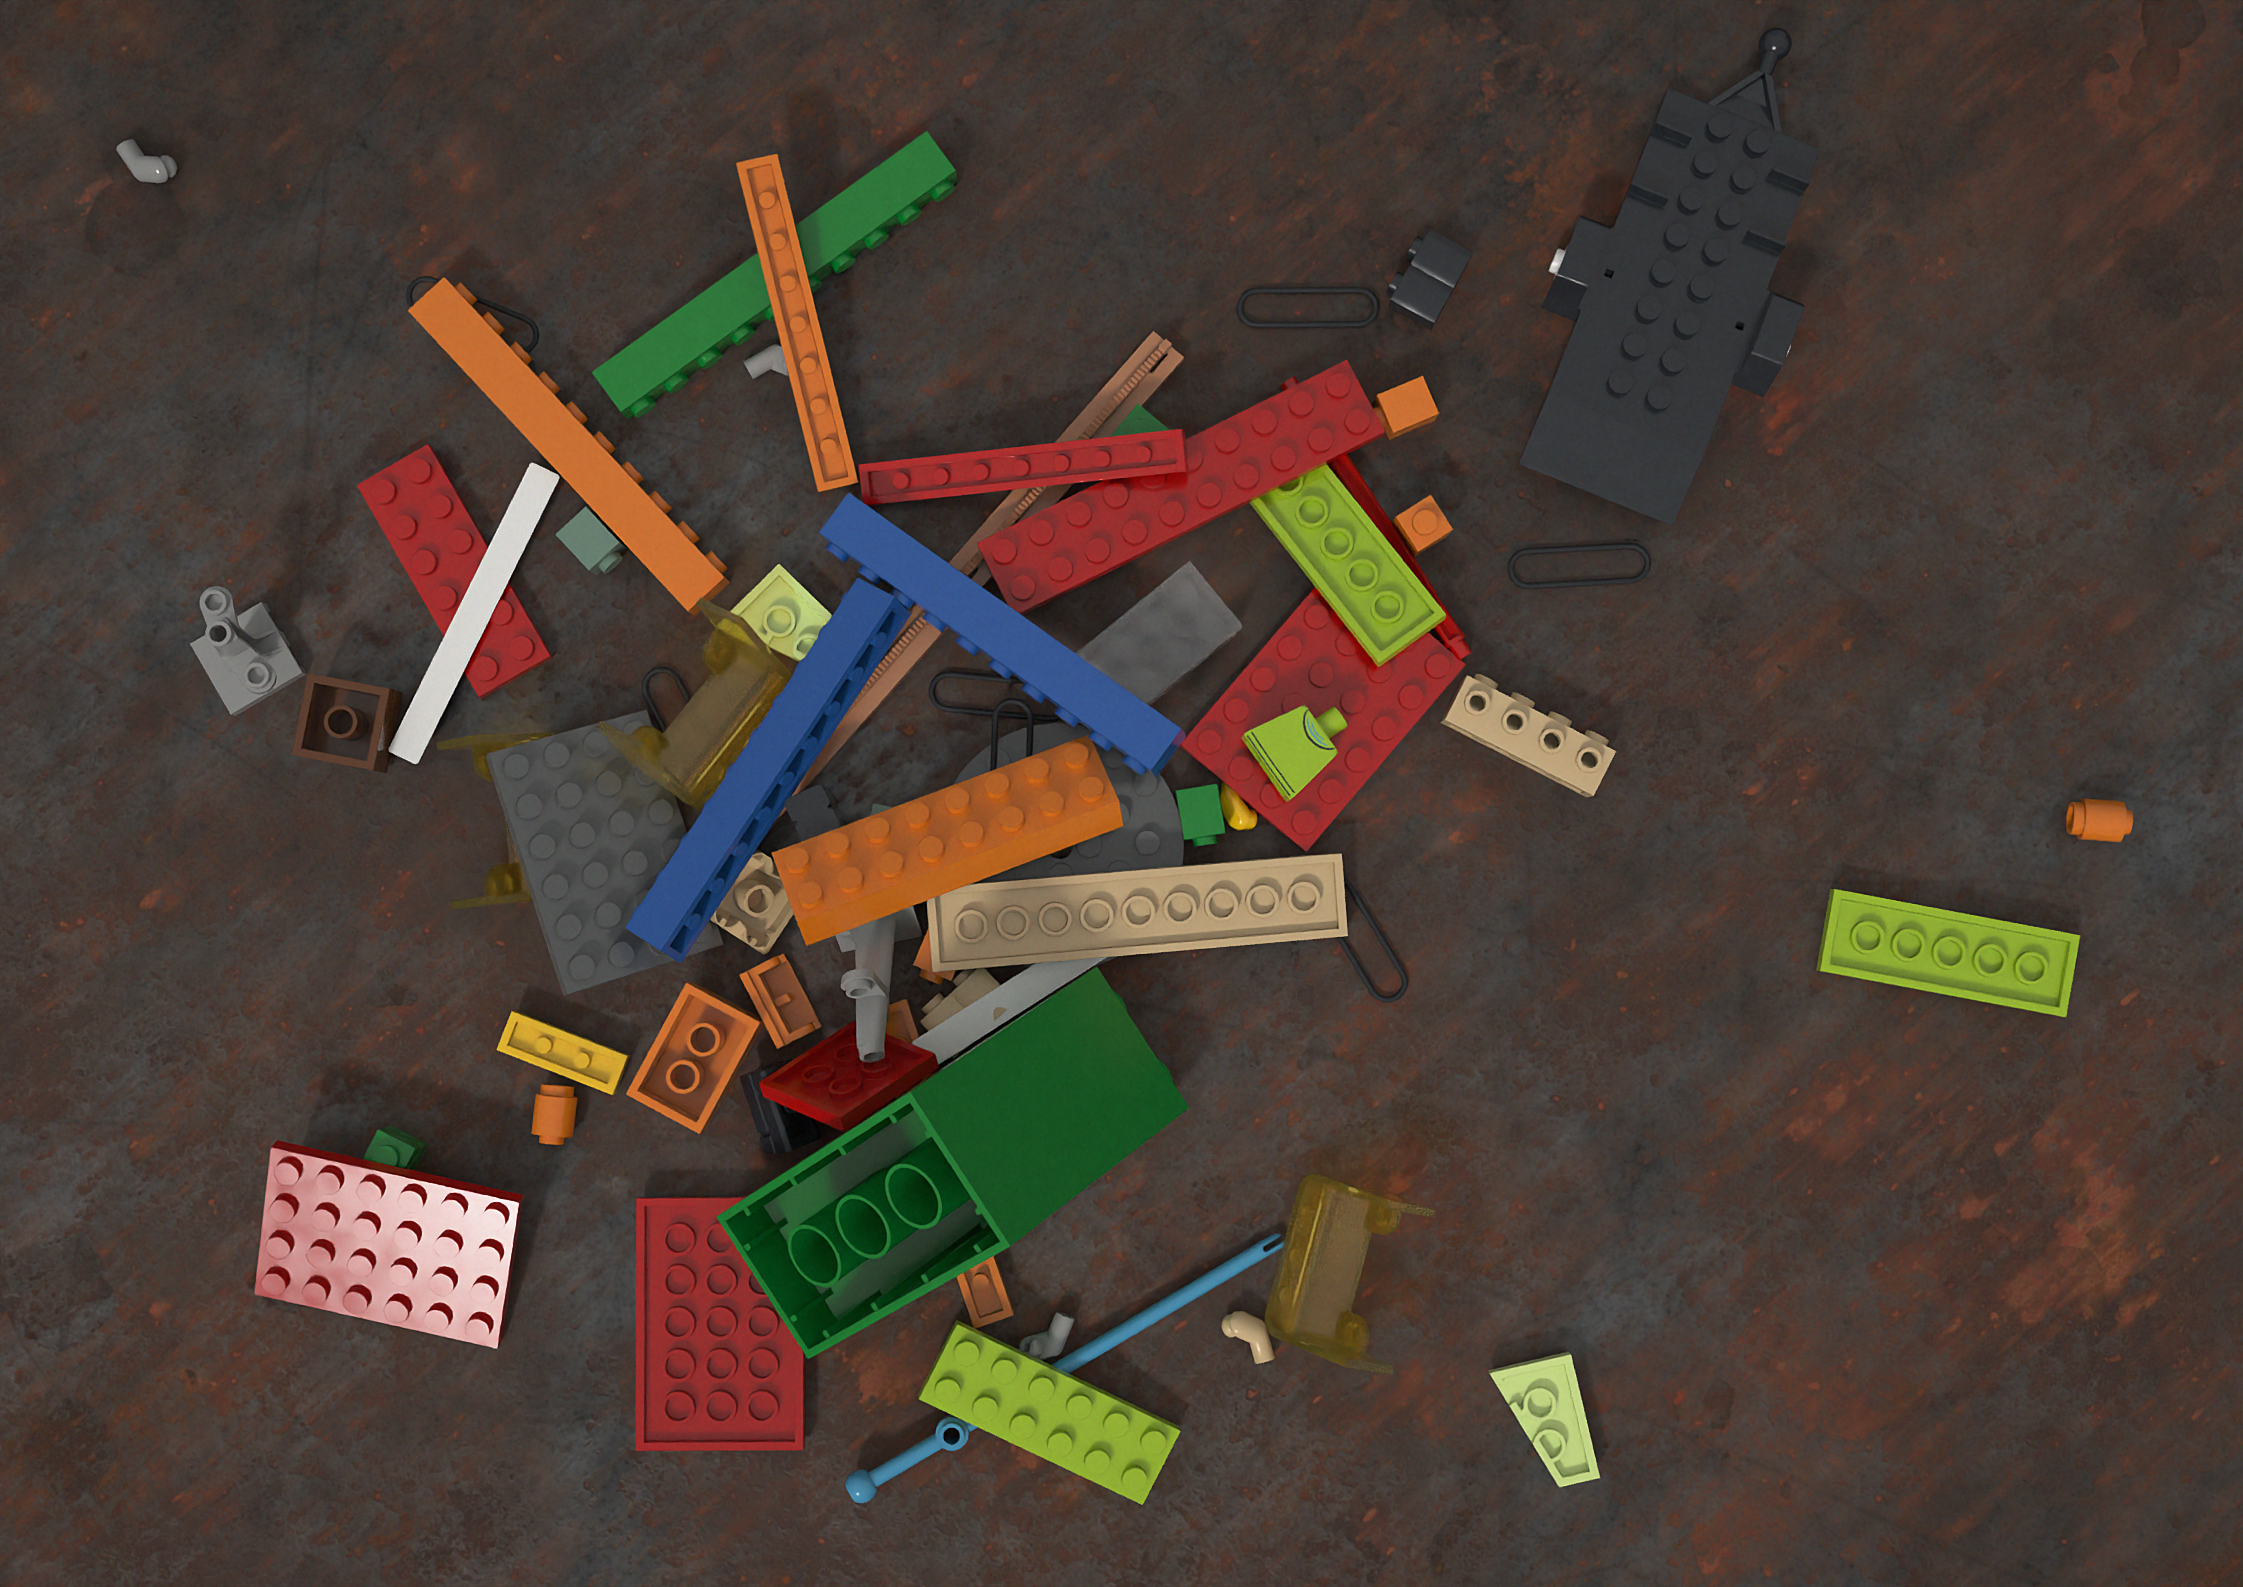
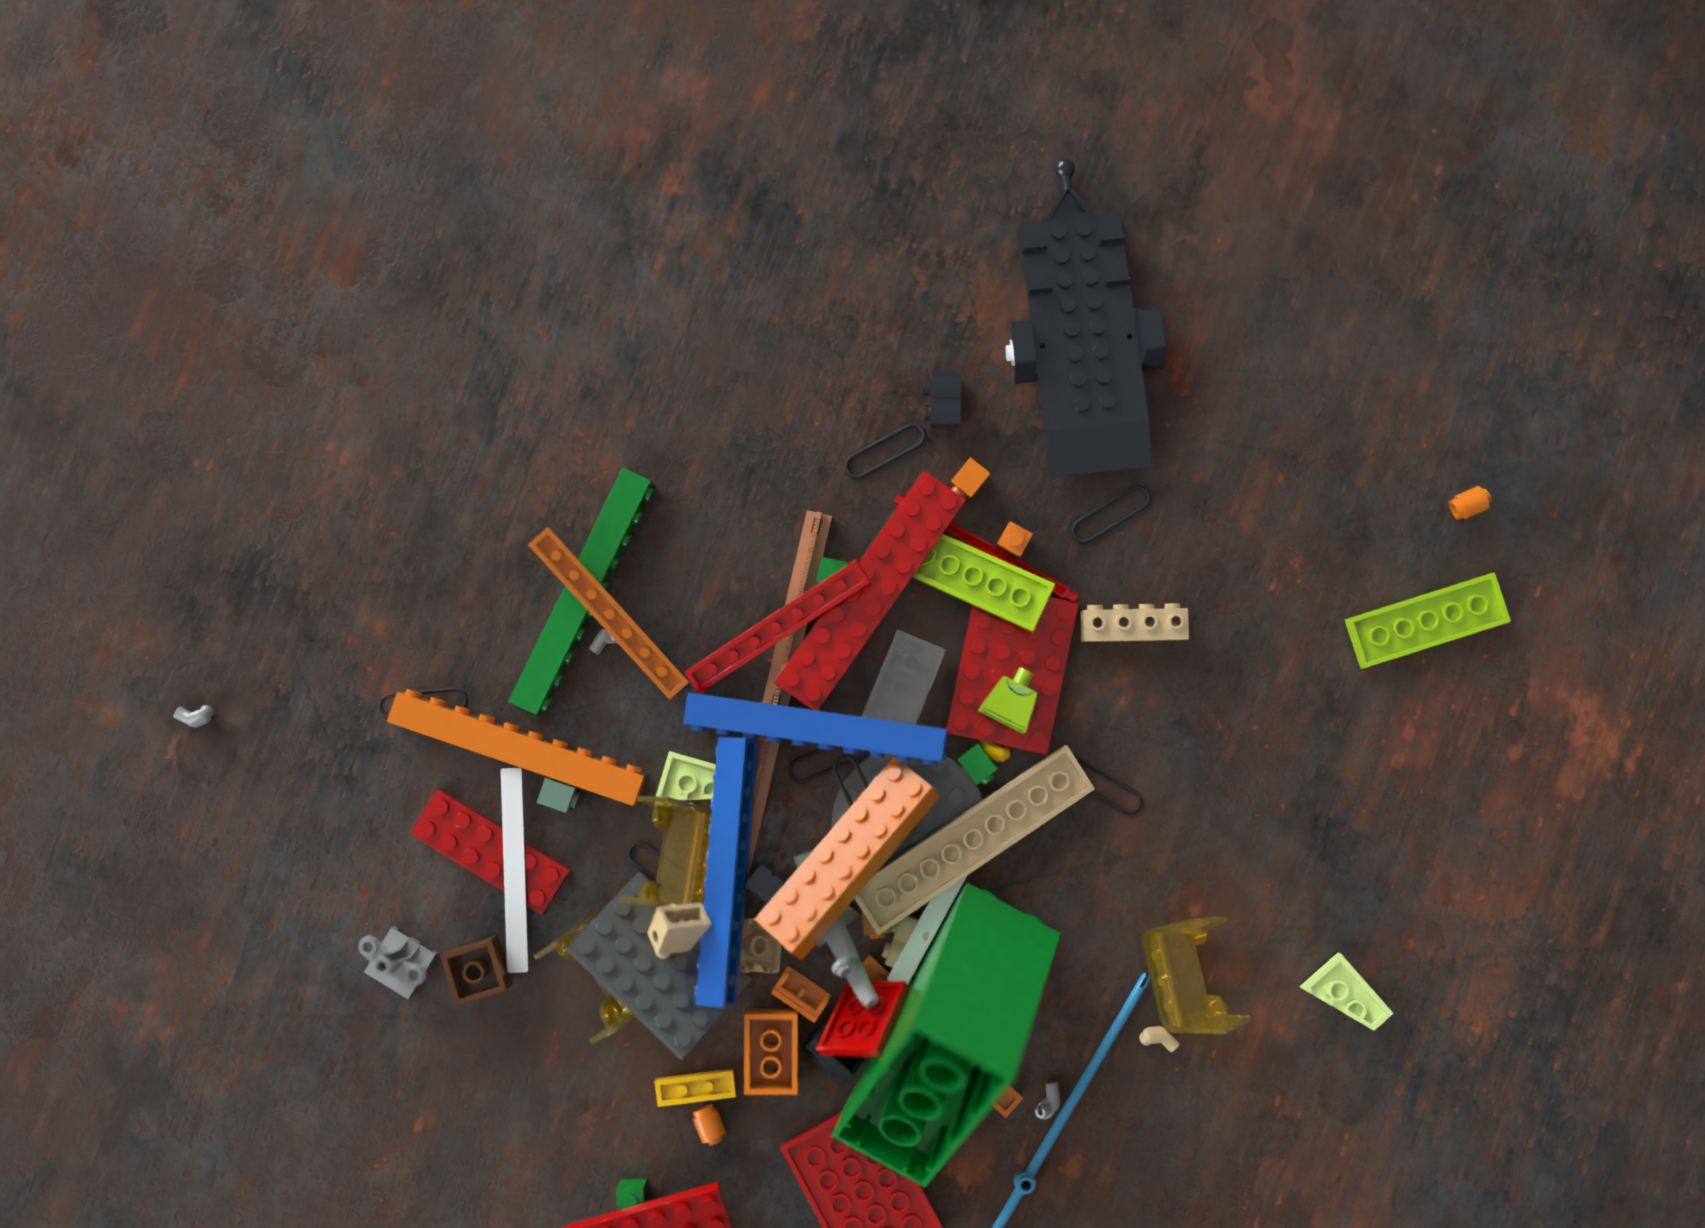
camera: 30 degrees left, 0 degrees up
(656, 809) = (677, 928): none -> tan torso
(1049, 1412) = (1072, 1142): lime plate -> none

